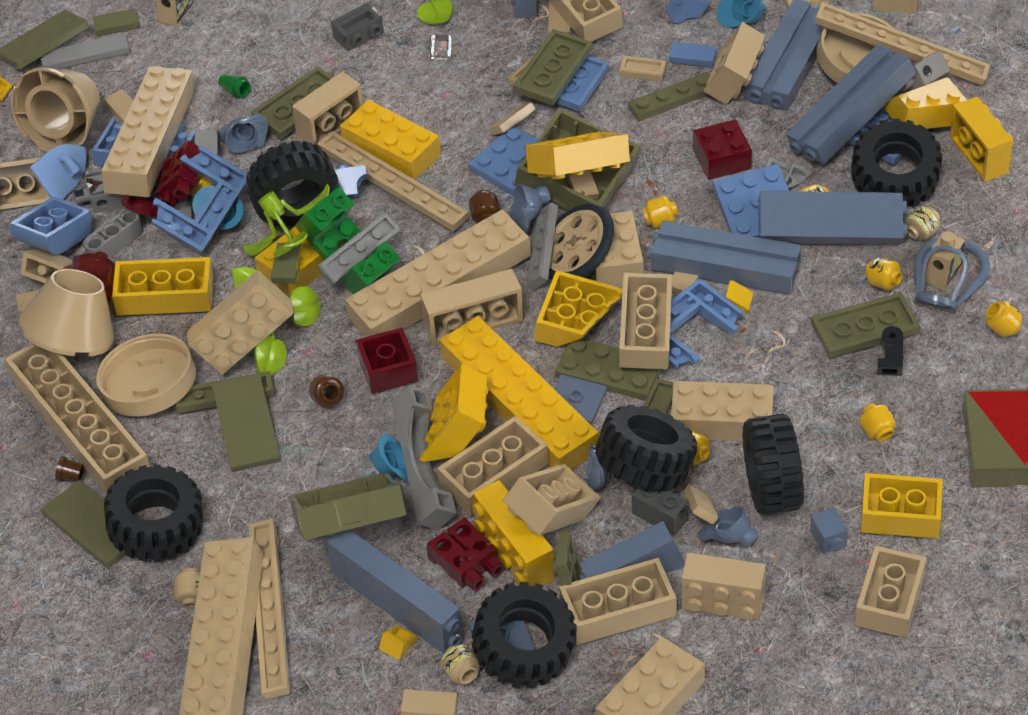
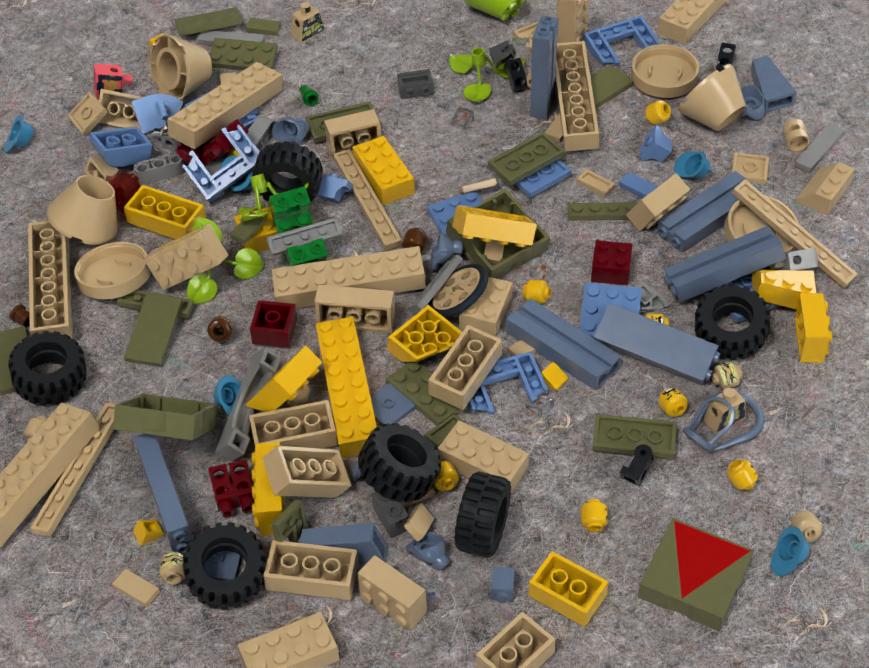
camera: 25 degrees right, 0 degrees up
(118, 63) = (241, 53): none -> olive plate

